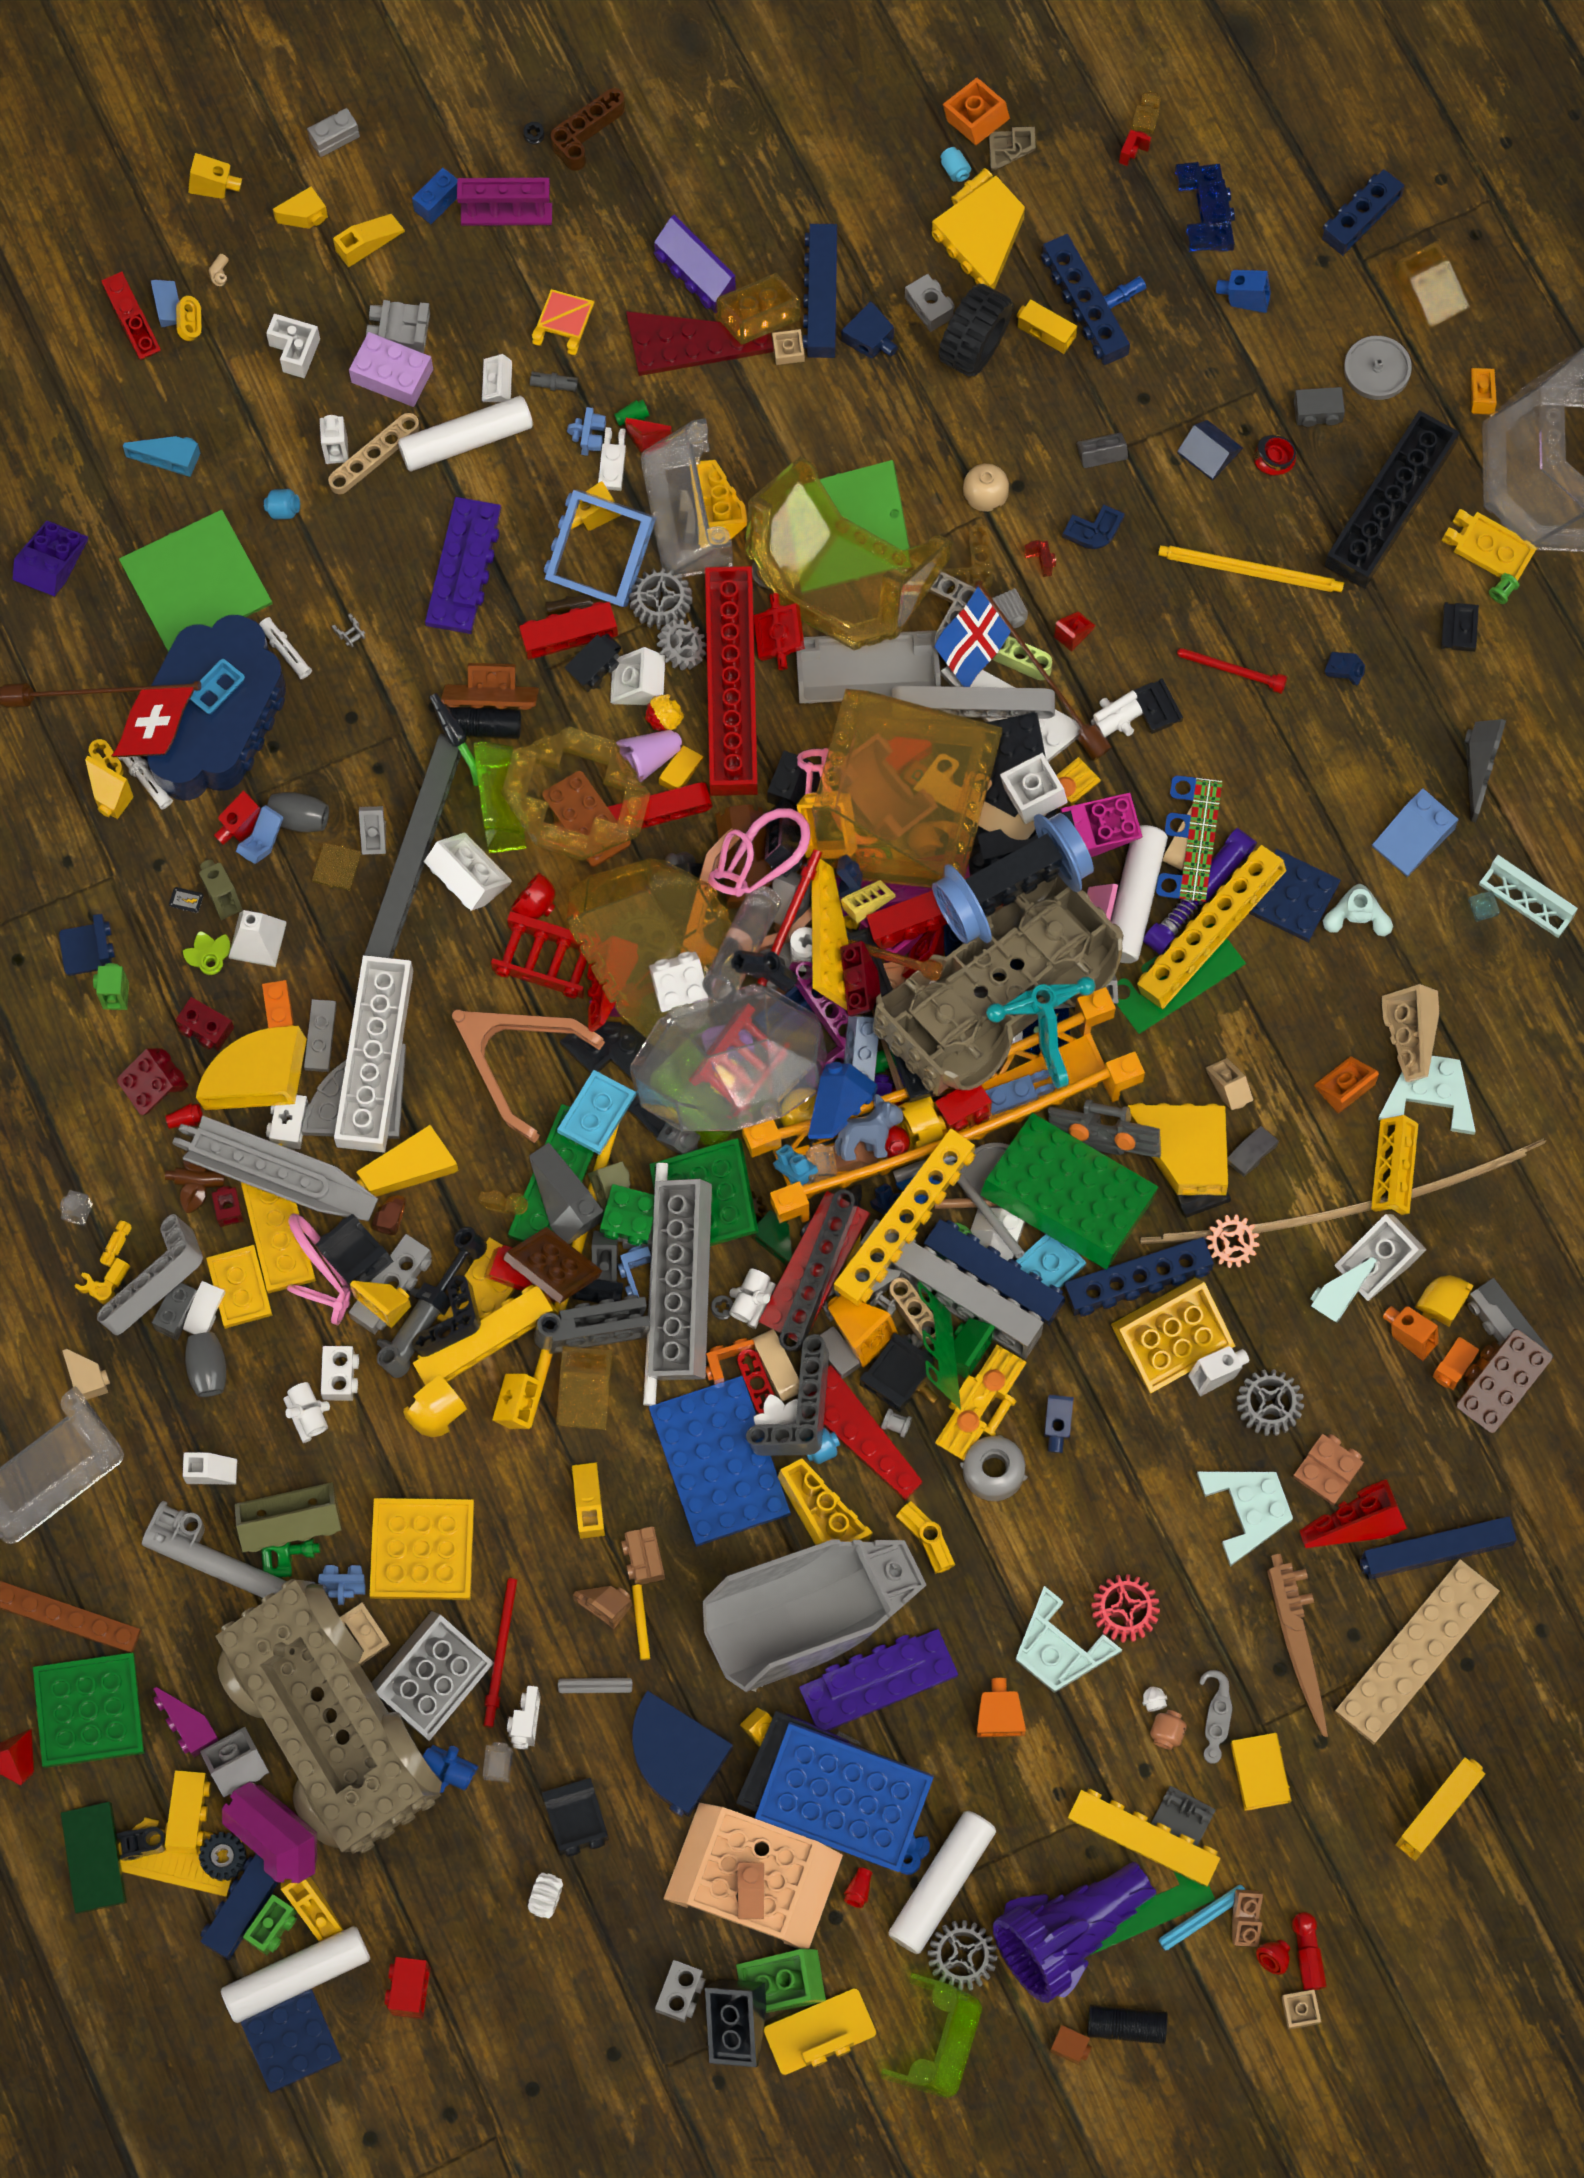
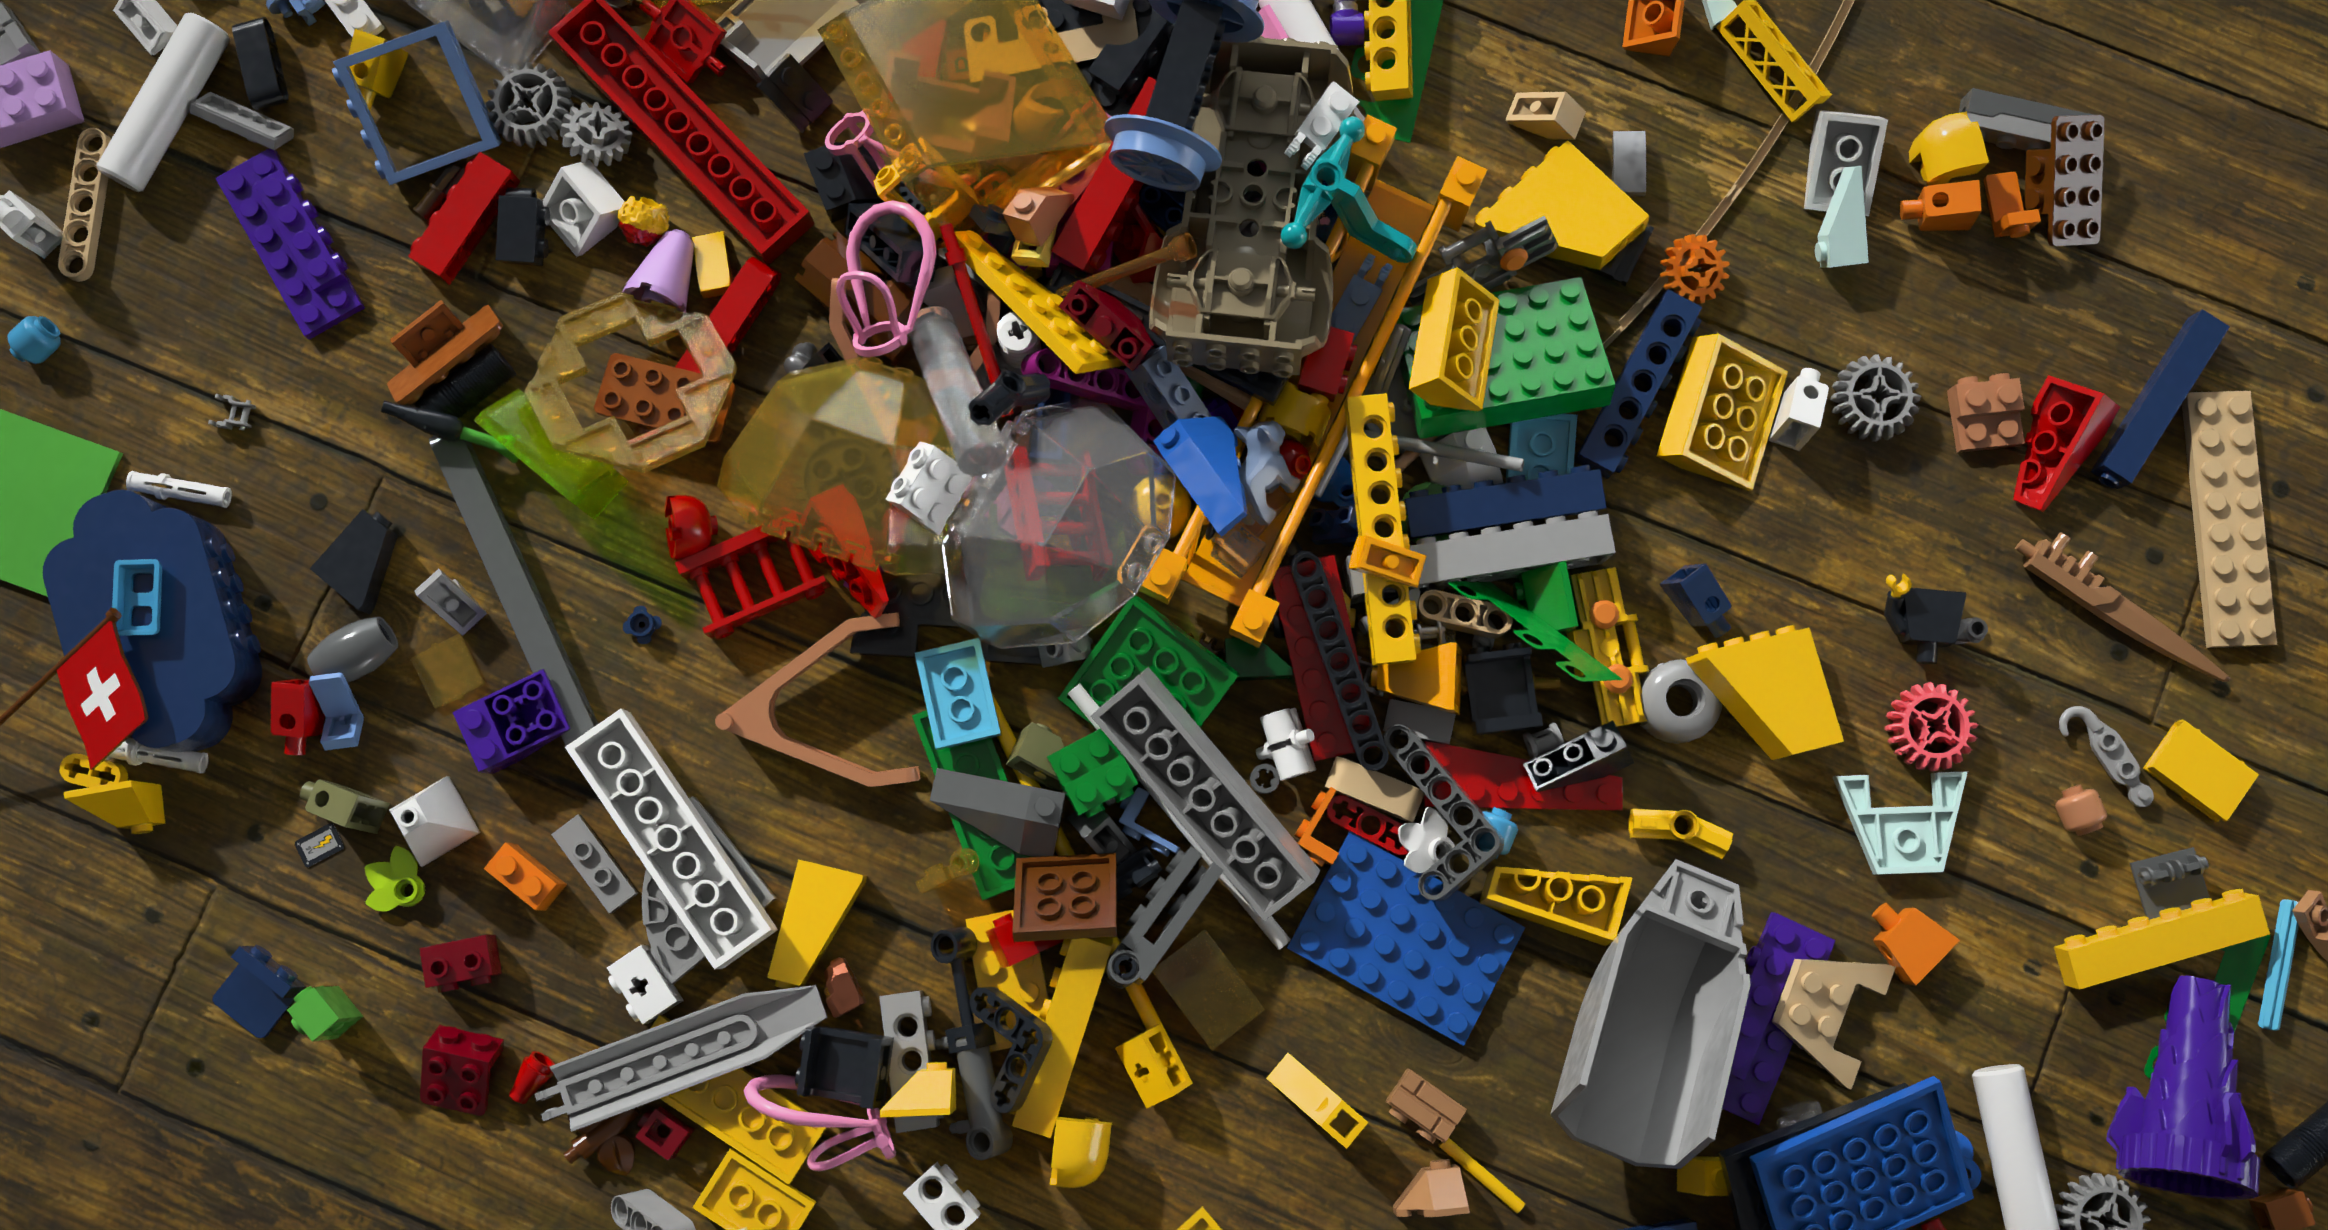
camera: 45 degrees left, 10 degrees up
(255, 1071) = (562, 965): yellow brick -> none
(345, 766) = (359, 560): none -> black slope
(346, 921) = (512, 722): none -> dark purple slope
(461, 924) = (639, 615): none -> dark blue plate
(467, 870) = (589, 558): white slope -> none
(497, 477) = (241, 120): none -> light grey plate
(535, 454) = (260, 63): none -> black beam
(794, 1165) = (1218, 574): dark azure hips -> none
(811, 713) = (794, 93): none -> black plate
(875, 887) = (1036, 213): none -> nougat slope
(890, 1234) = (1387, 561): none -> light orange slope
(911, 1695) = (1816, 1005): none -> tan wing
(912, 1450) = (1580, 760): none -> black slope
(999, 1140) = (1390, 360): none -> light grey axle
(1044, 1154) = (1454, 342): none -> yellow slope
(1050, 1503) = (1772, 689): none -> yellow slope
(1073, 968) = (1322, 123): none -> white hinge
(1154, 1699) = (2040, 792): white plate -> none
(1180, 1547) = (1929, 618): none -> black torso
(1258, 1504) = (1954, 509): light aqua wing -> none

